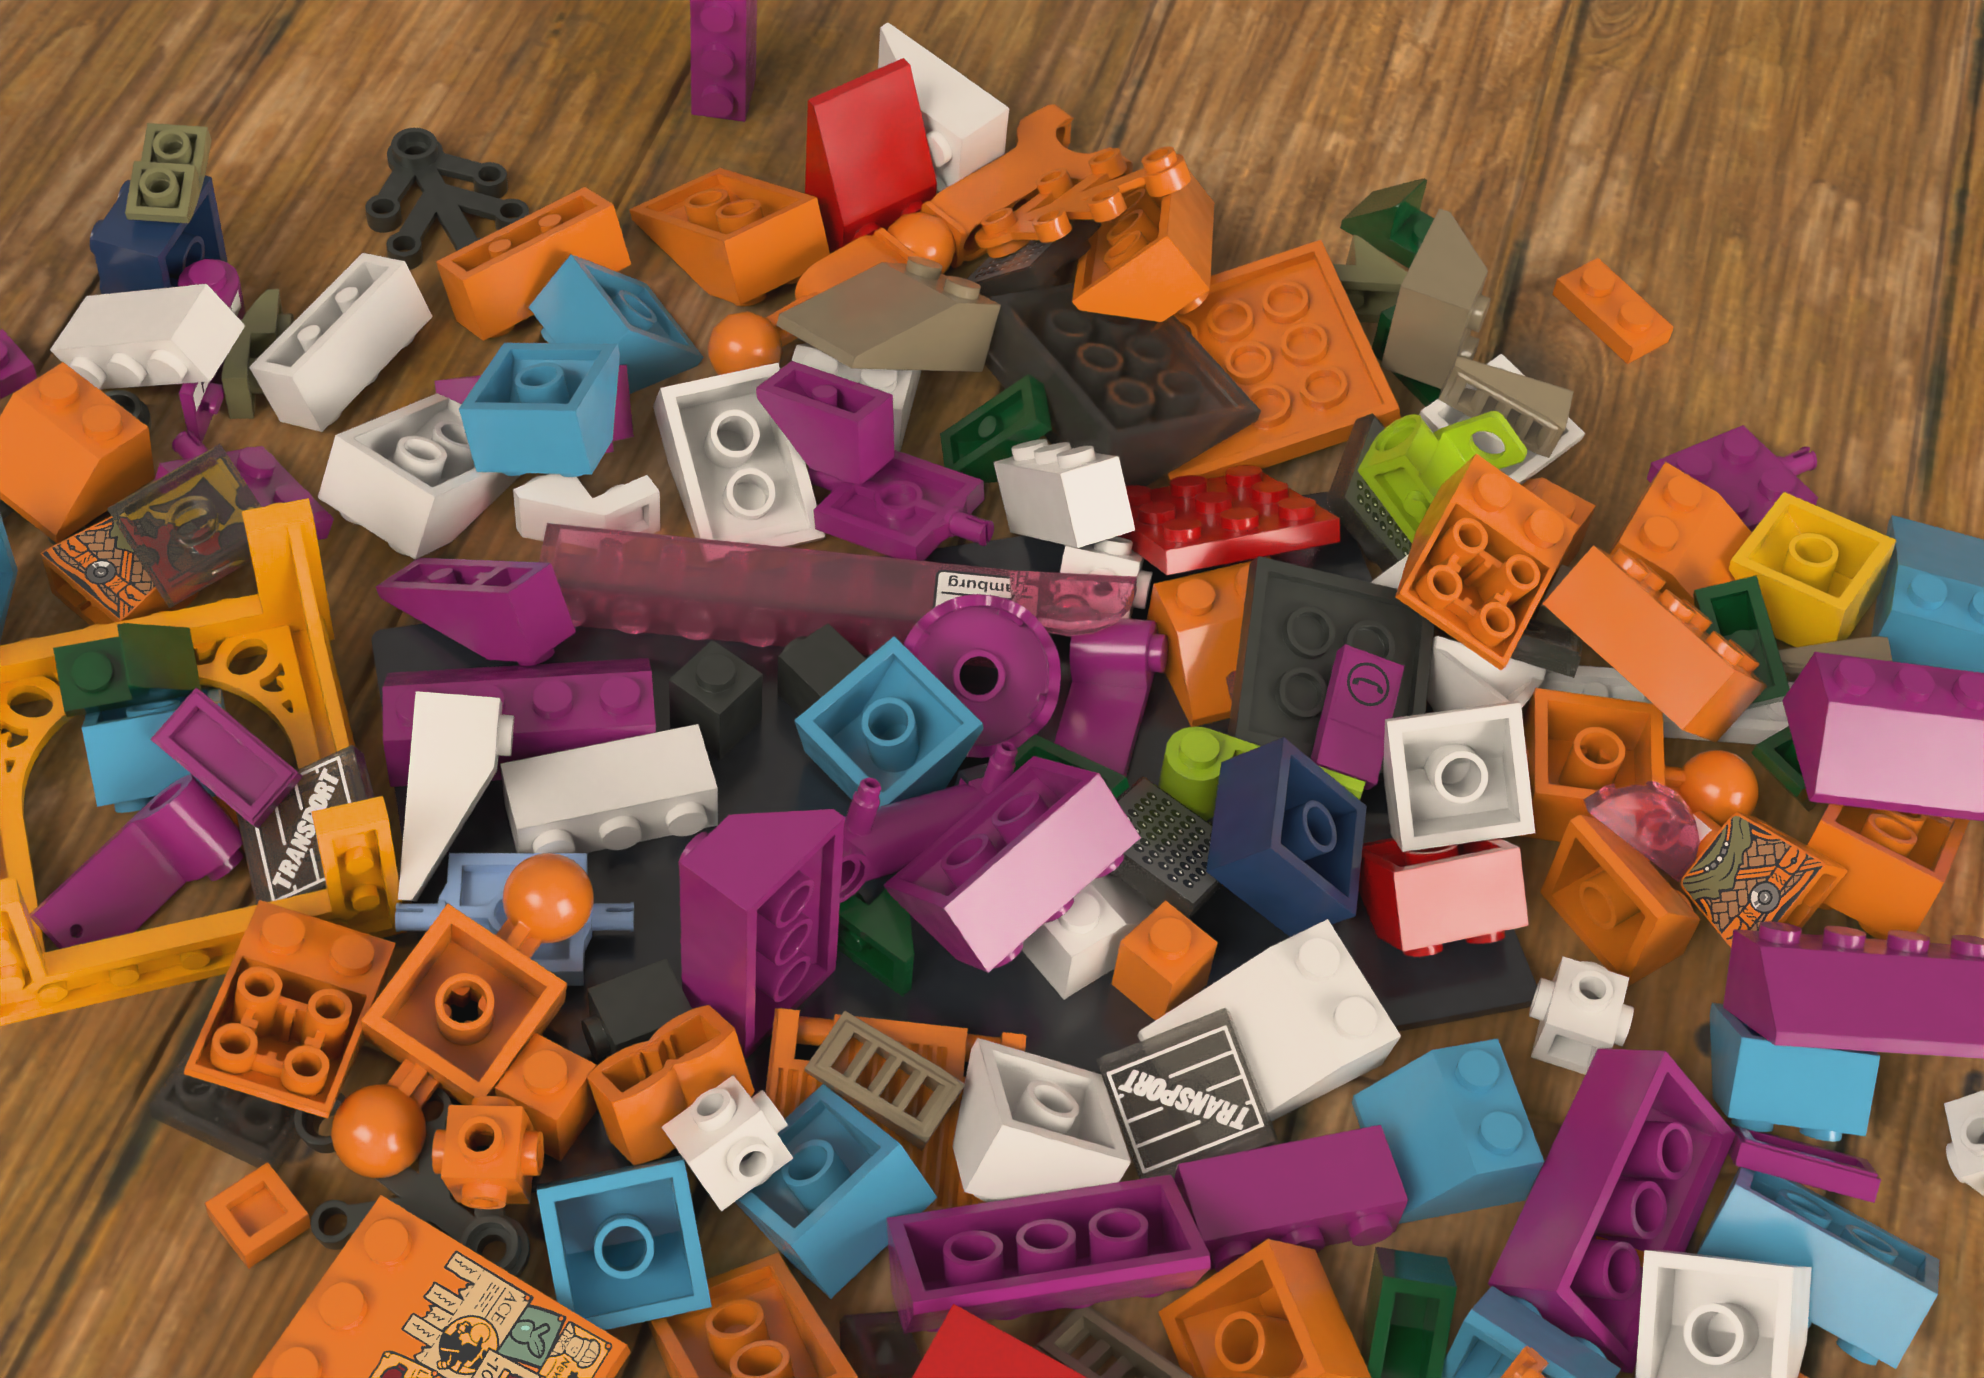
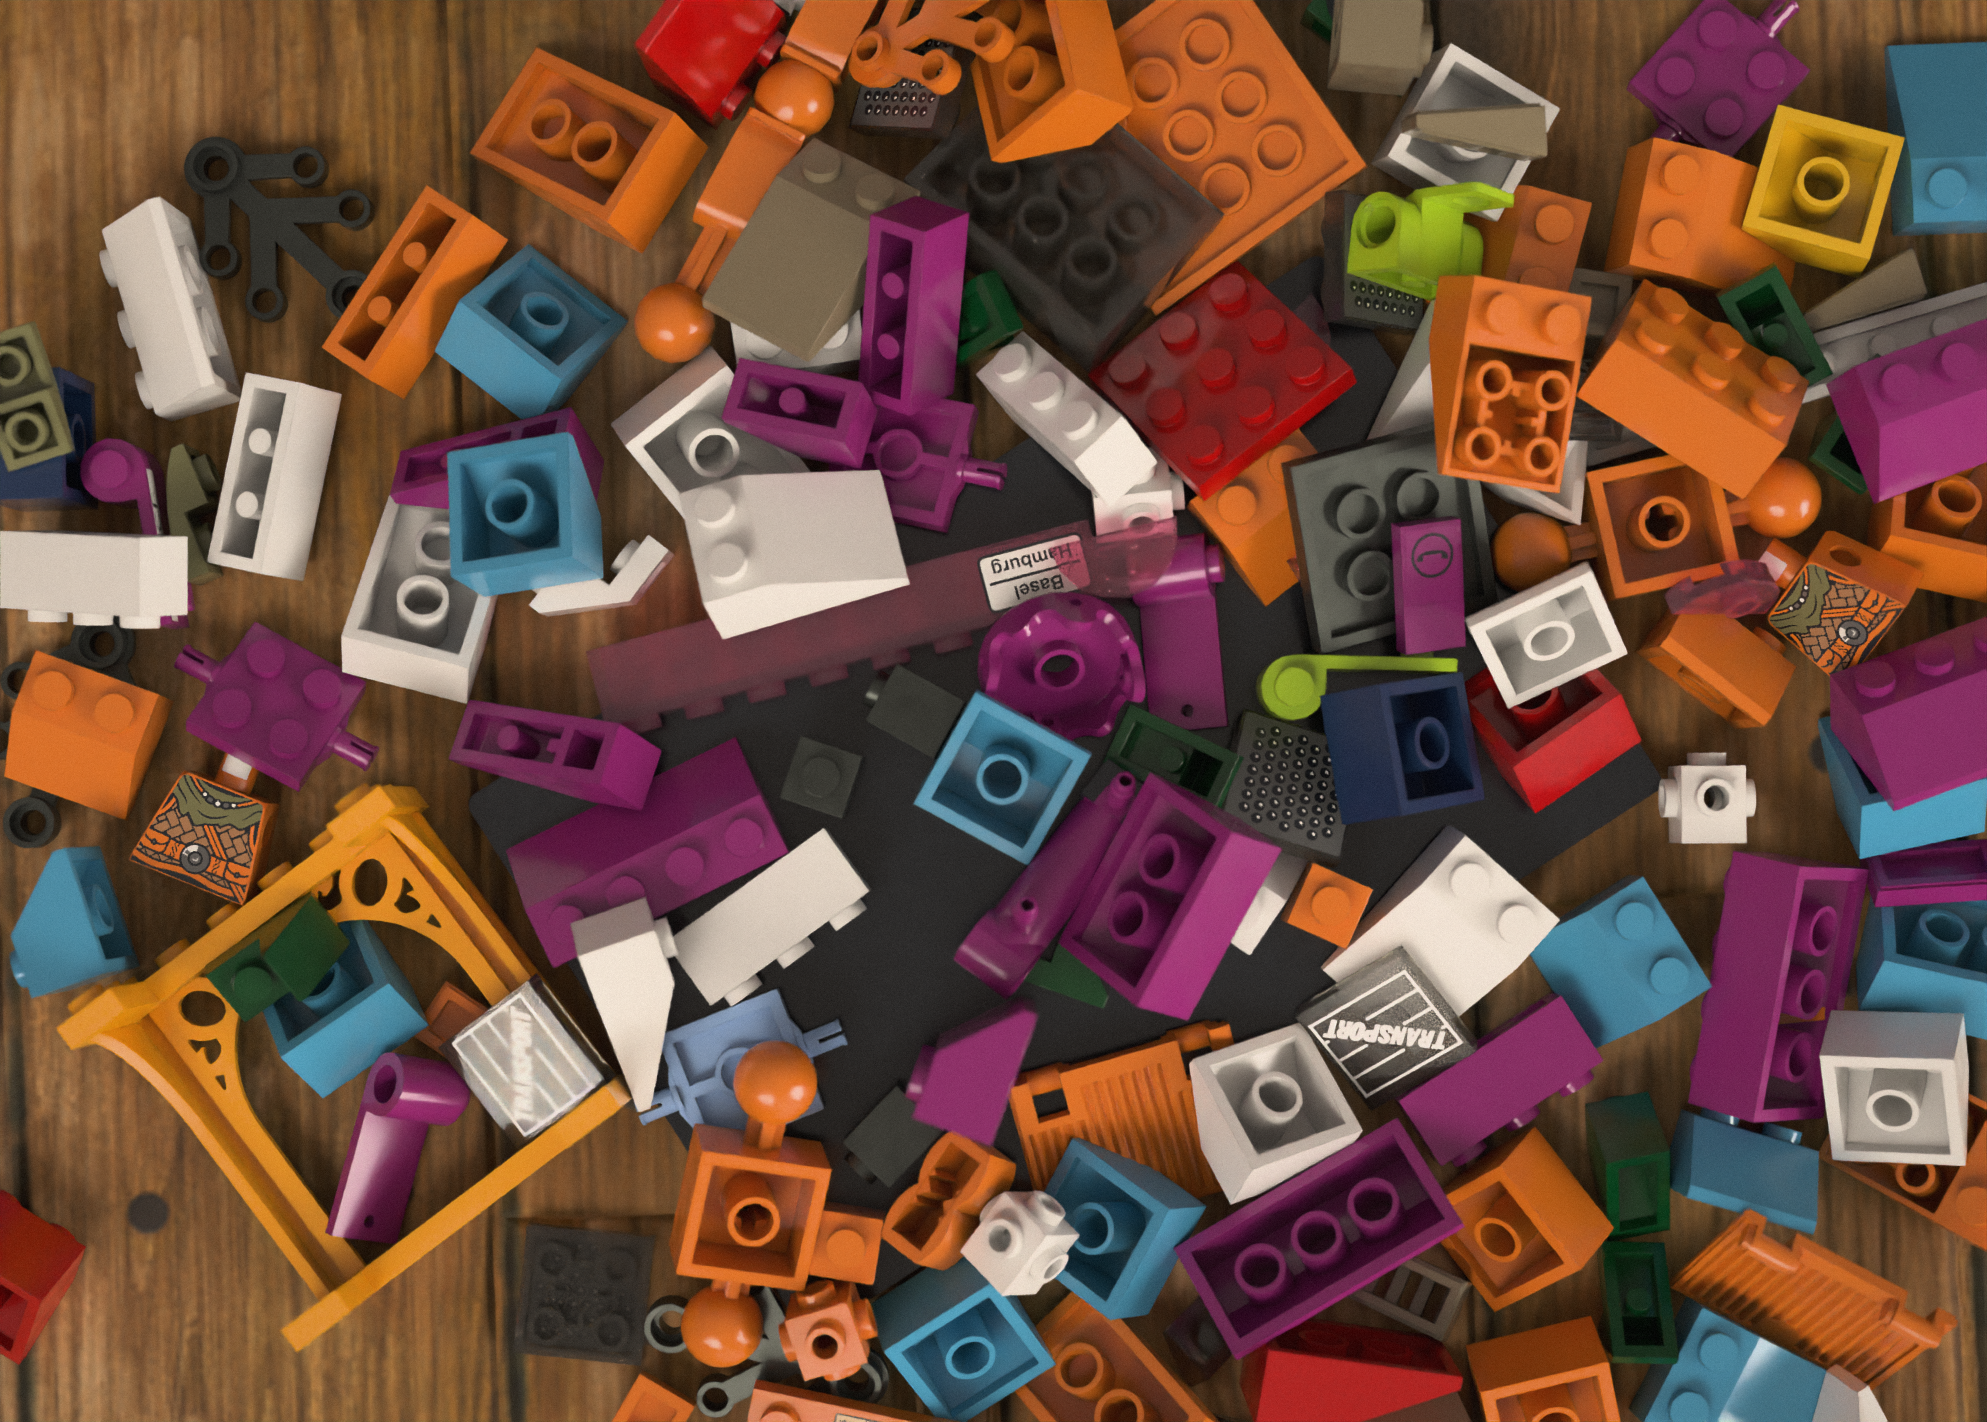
camera: 15 degrees left, 35 degrees up
(189, 525) = (260, 786): clear smoke tile -> none
(226, 758) = (421, 1032): magenta tile -> none
(292, 1009) = (604, 1265): orange slope -> none
(323, 210) = (168, 312): none -> white slope
(763, 496) = (790, 545): none -> white slope
(892, 1115) = (1144, 1147): dark tan slope -> none
(961, 373) = (912, 303): none -> magenta brick

